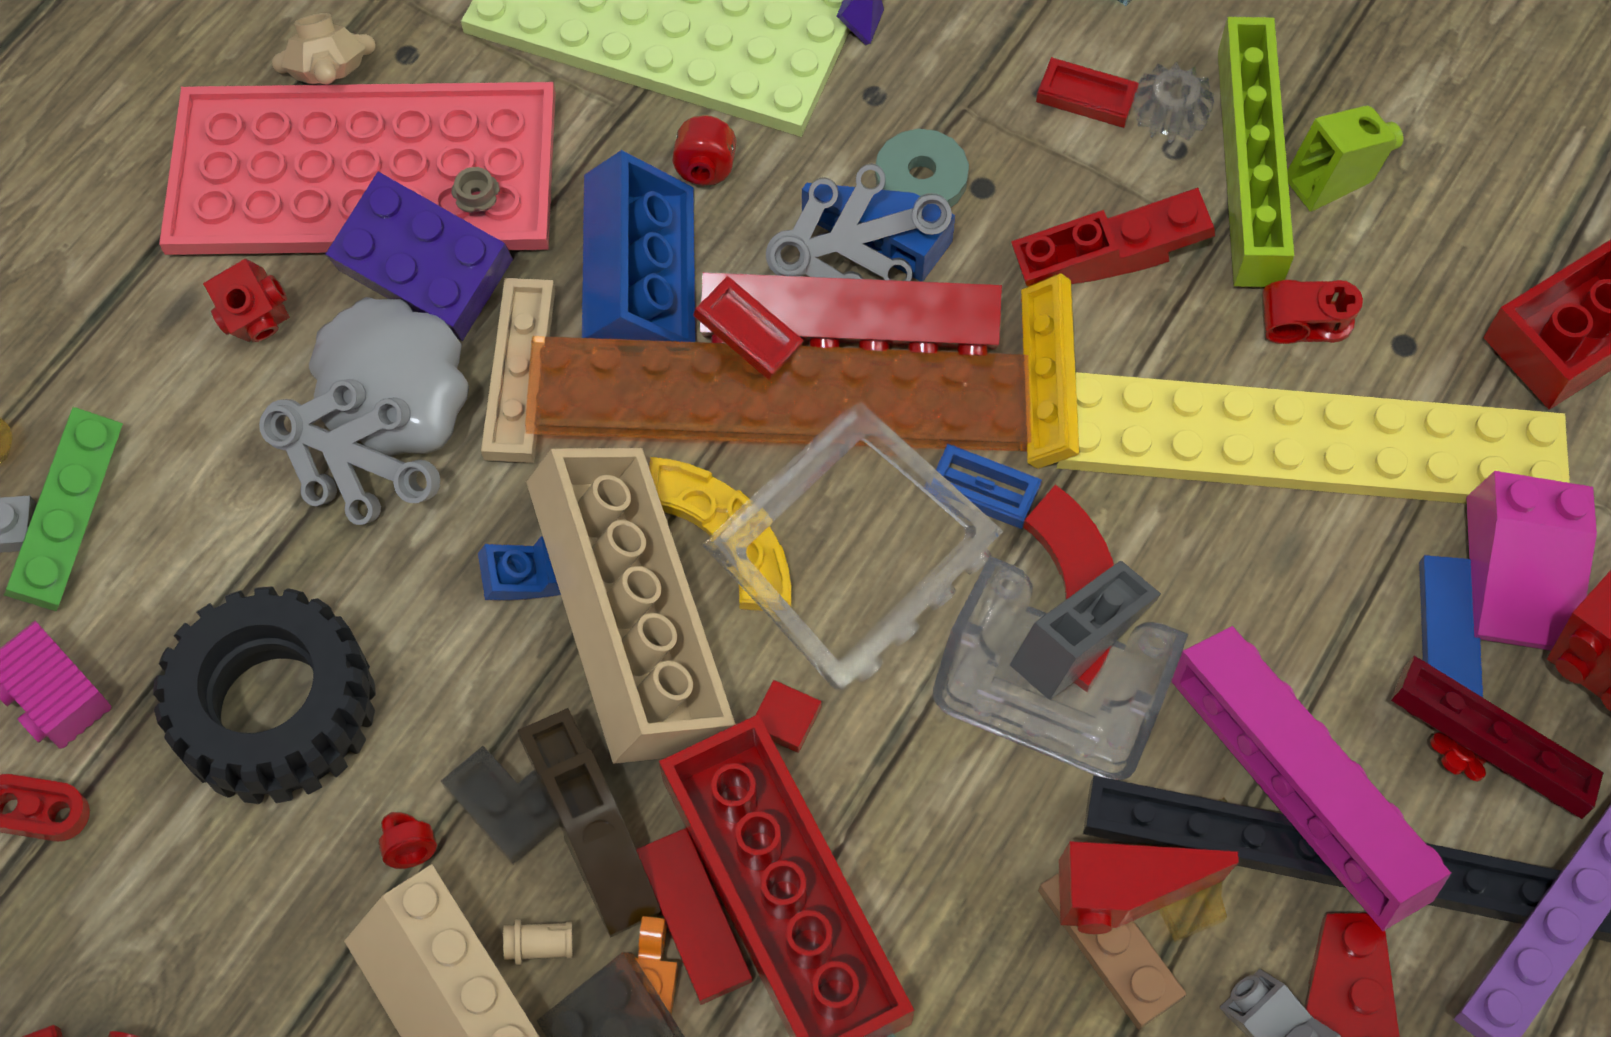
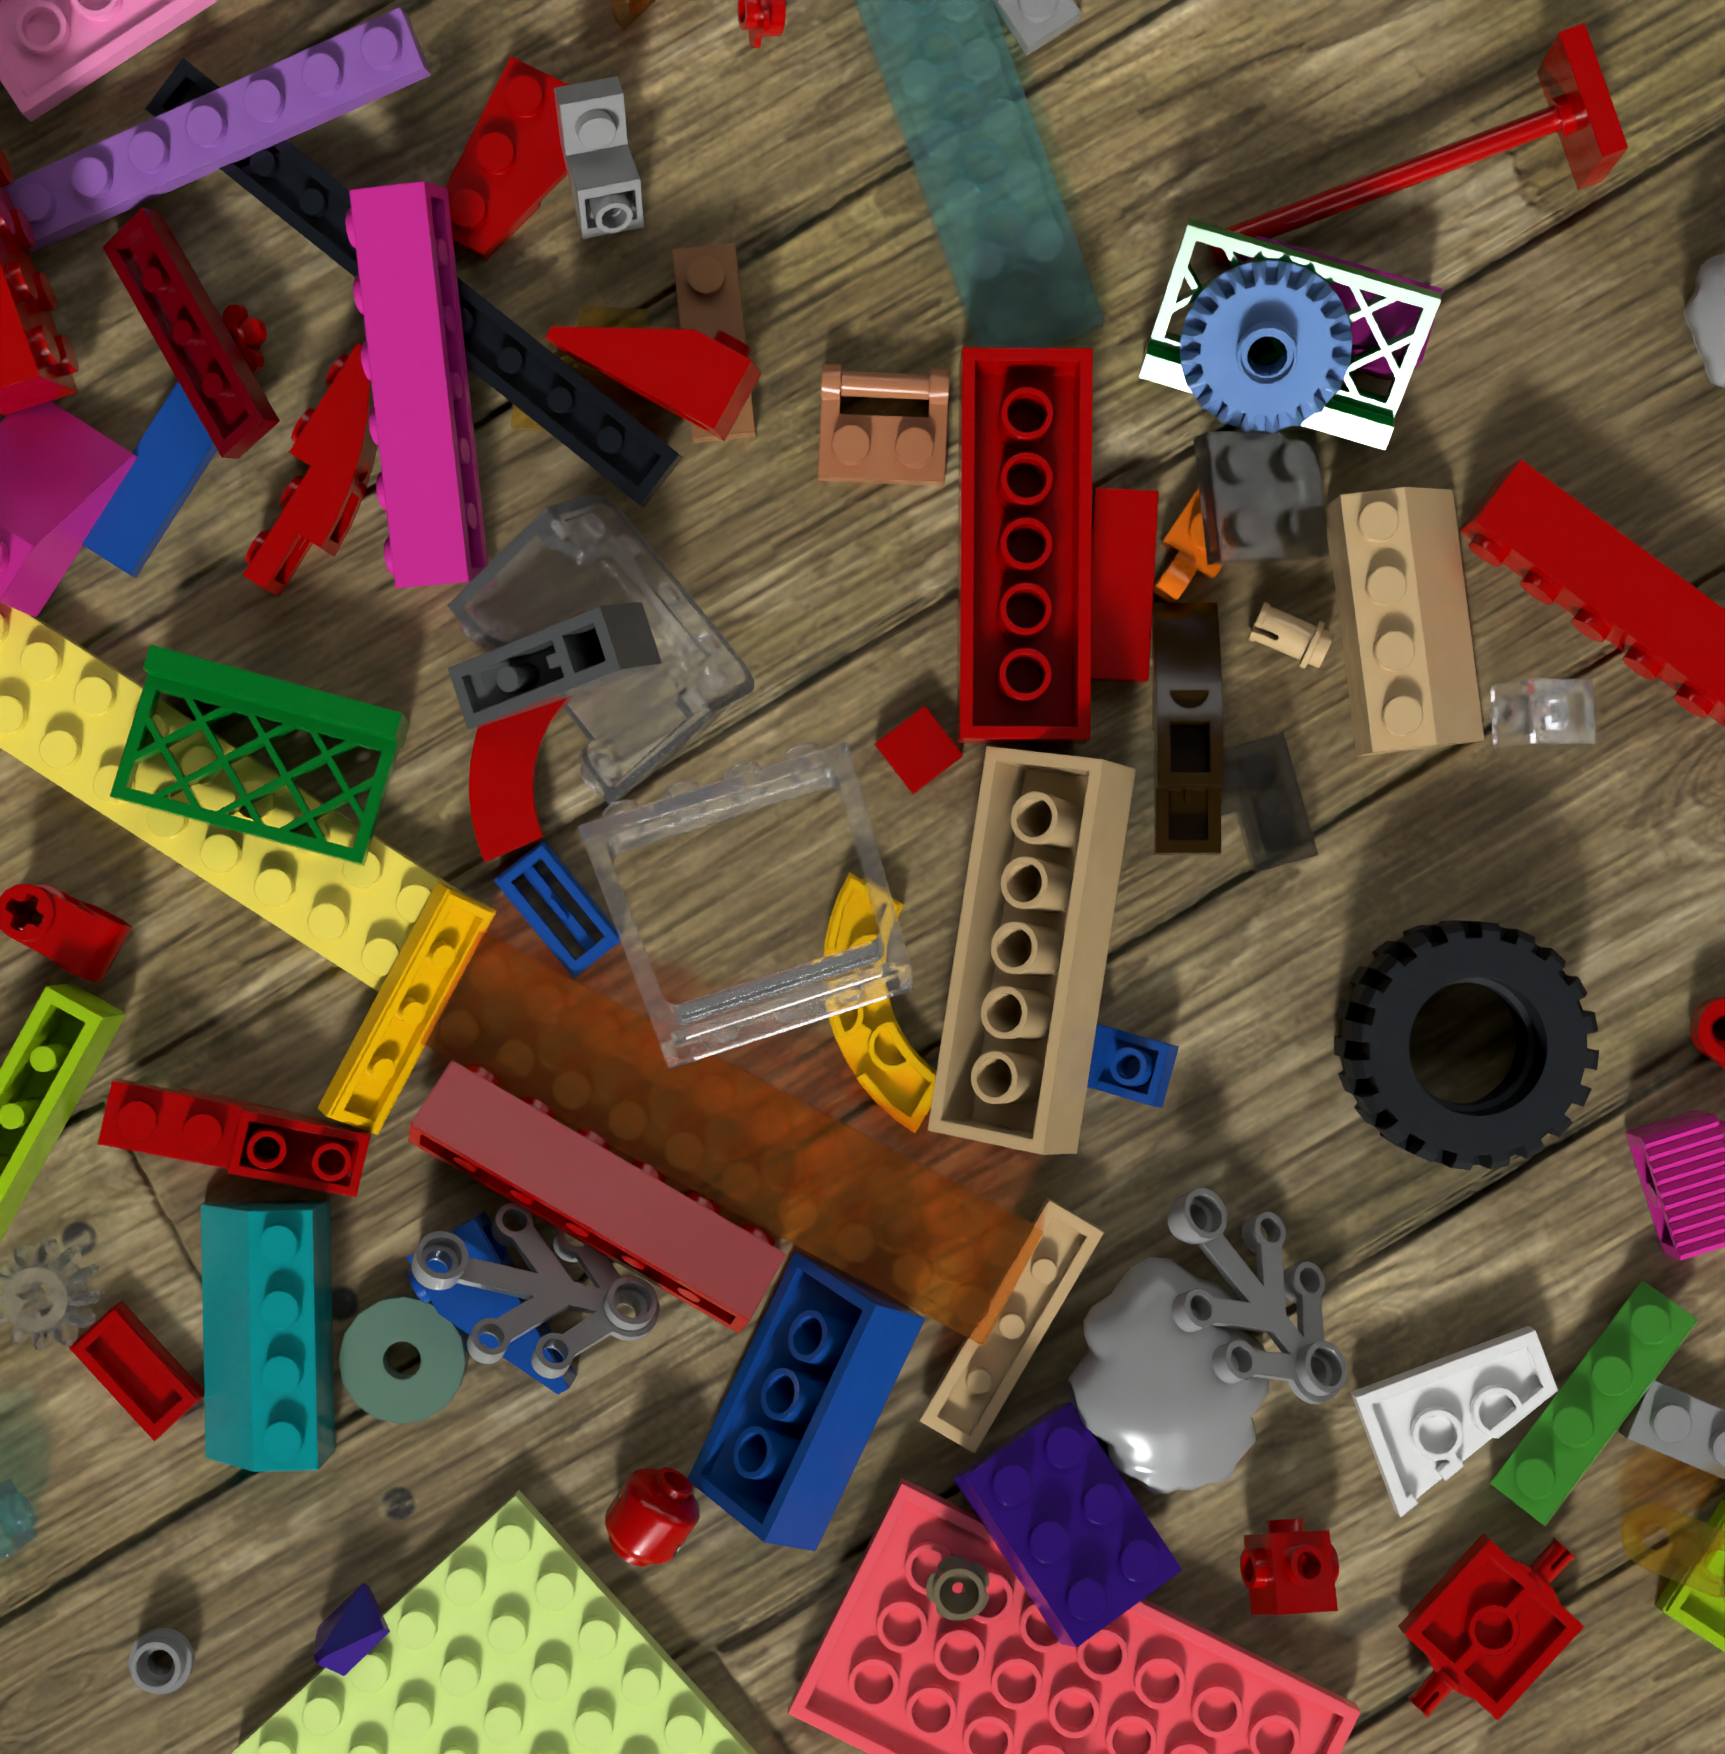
camera: 150 degrees left, 25 degrees up
(85, 336) = (1490, 1626): none -> red plate
(174, 456) = (1449, 1408): none -> white wing
(303, 980) = (1542, 712): none -> clear bracket
(405, 841) = (1382, 805): red tile -> none
(748, 327) = (732, 1221): red tile -> none
(937, 928) = (883, 446): none -> nougat plate
(1015, 144) = (268, 1334): none -> teal slope
(1260, 518) = (276, 702): none -> green fence
(1325, 678) = (325, 501): none -> red slope

